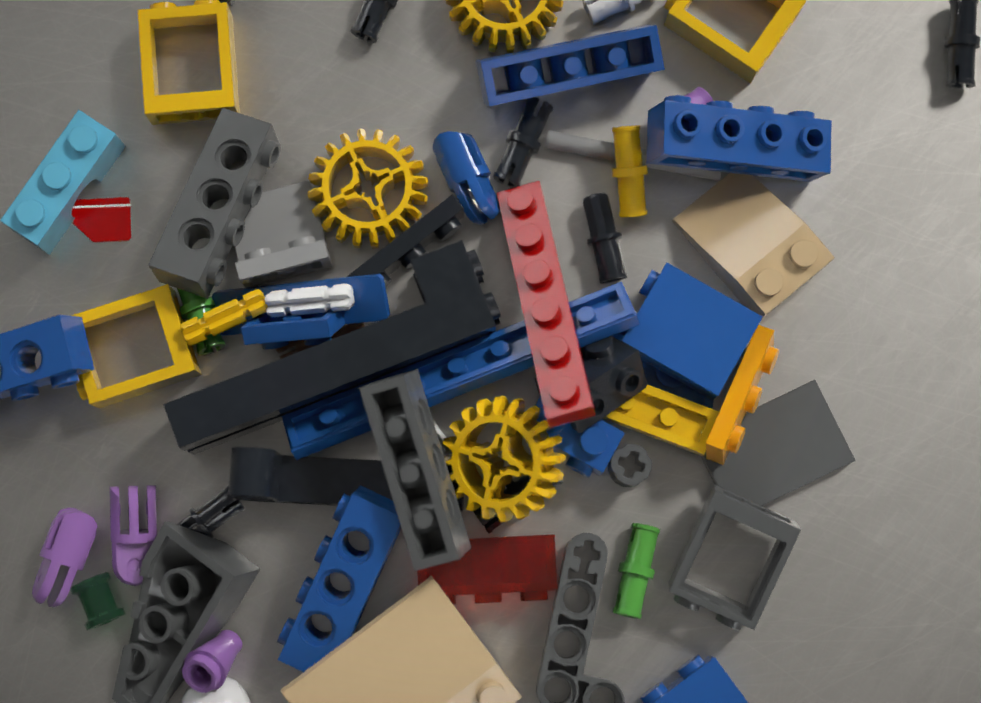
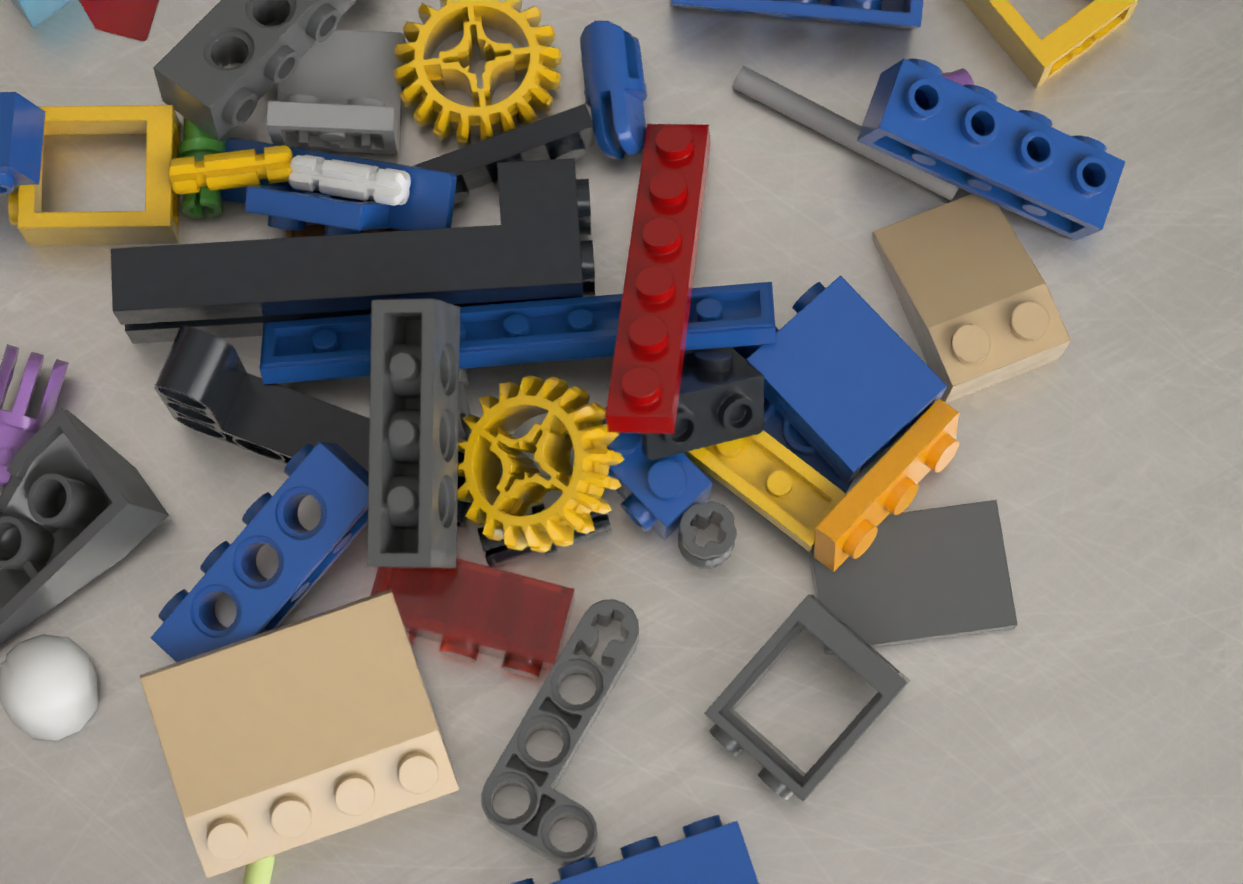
camera: 20 degrees right, 5 degrees down
(210, 663) = (59, 615): medium lavender cone -> none
(213, 513) = (130, 424): black axle -> none
(523, 142) = (704, 69): black pin -> none
(604, 238) = (772, 226): black axle -> none
(629, 171) = (833, 148): yellow pin -> none
(636, 570) = (671, 678): bright green pin -> none

